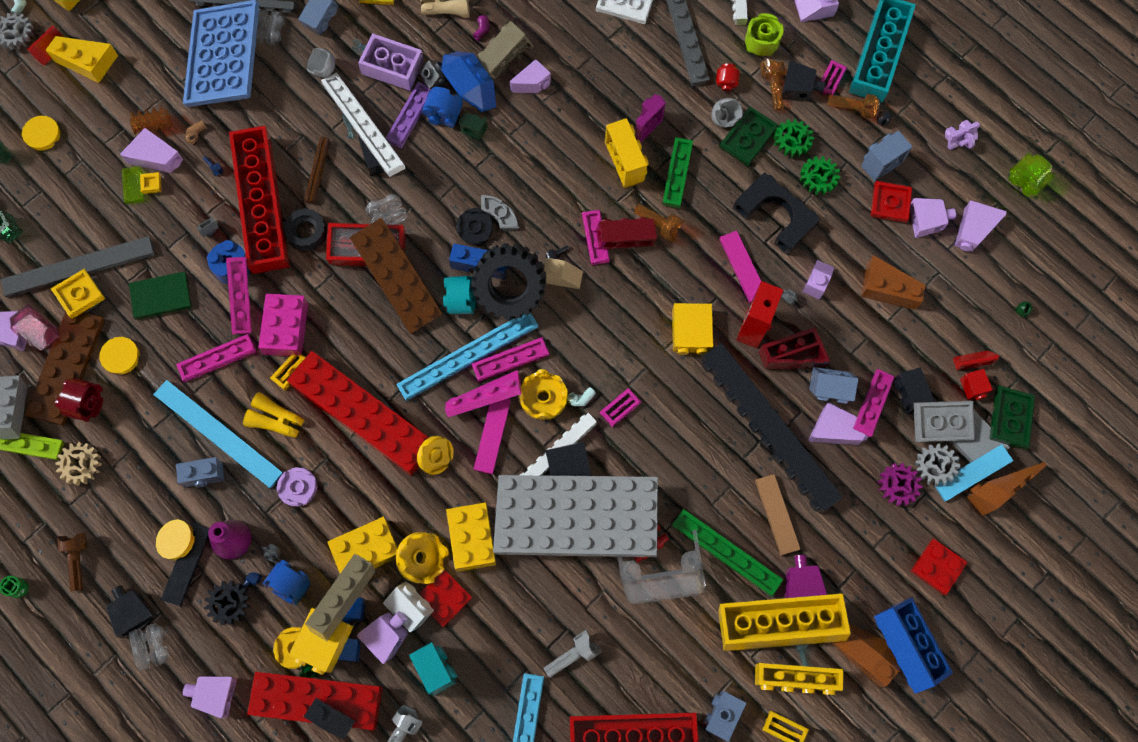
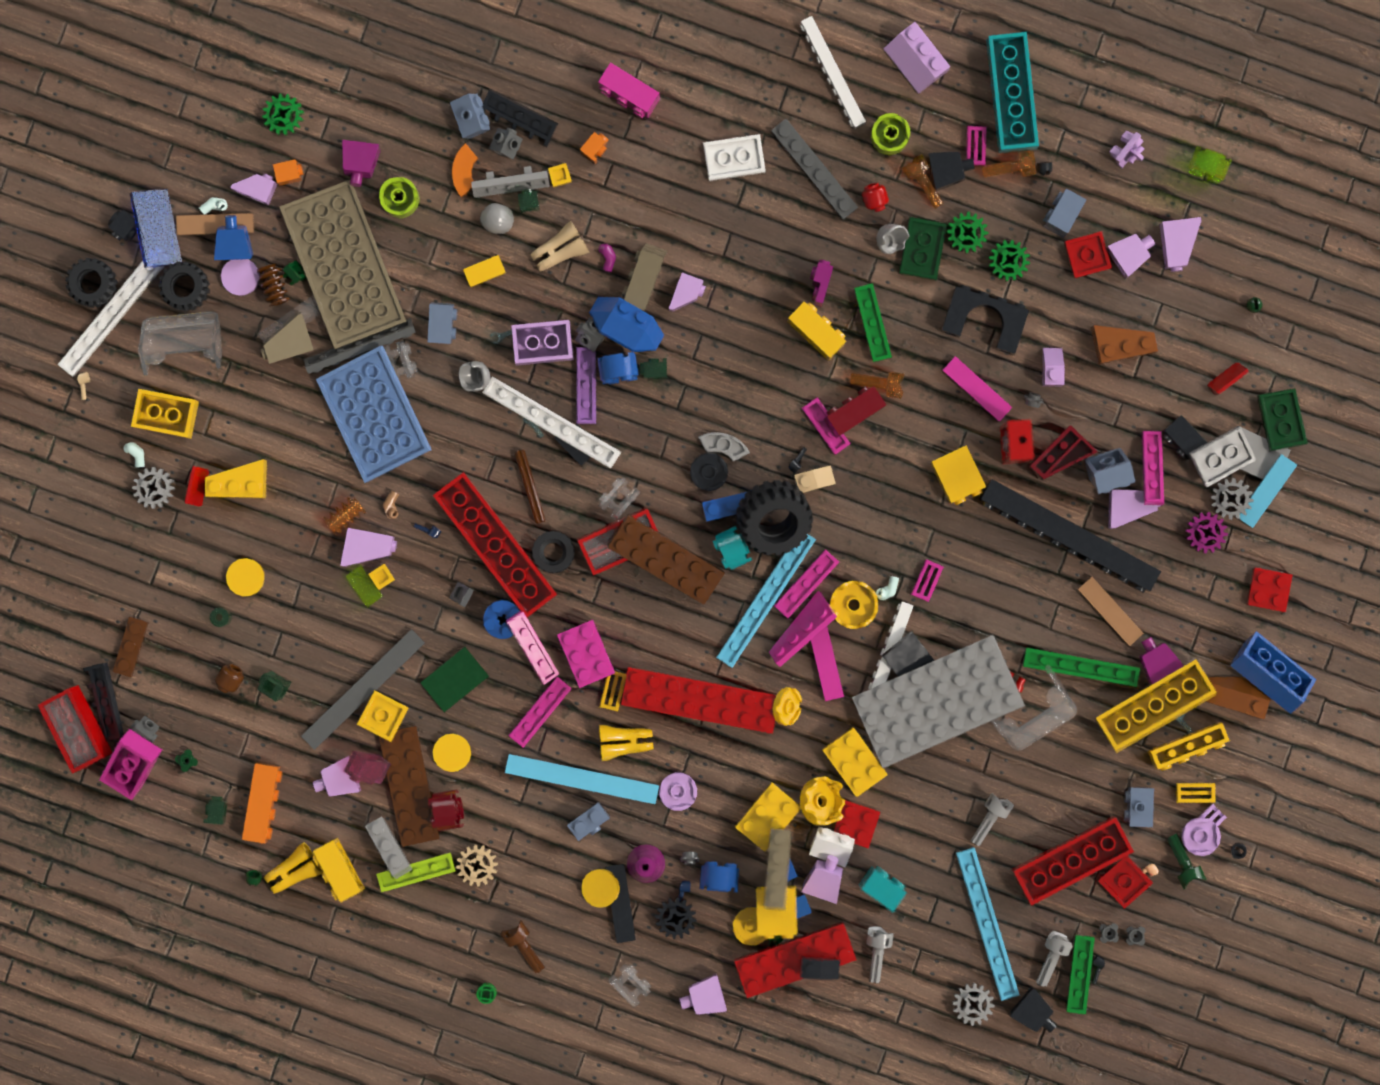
camera: 20 degrees left, 15 degrees up
(128, 611) = (596, 965): black torso -> none
(976, 385) = (1238, 405): red brick -> none
(996, 492) = (1293, 499): dark orange wedge -> none

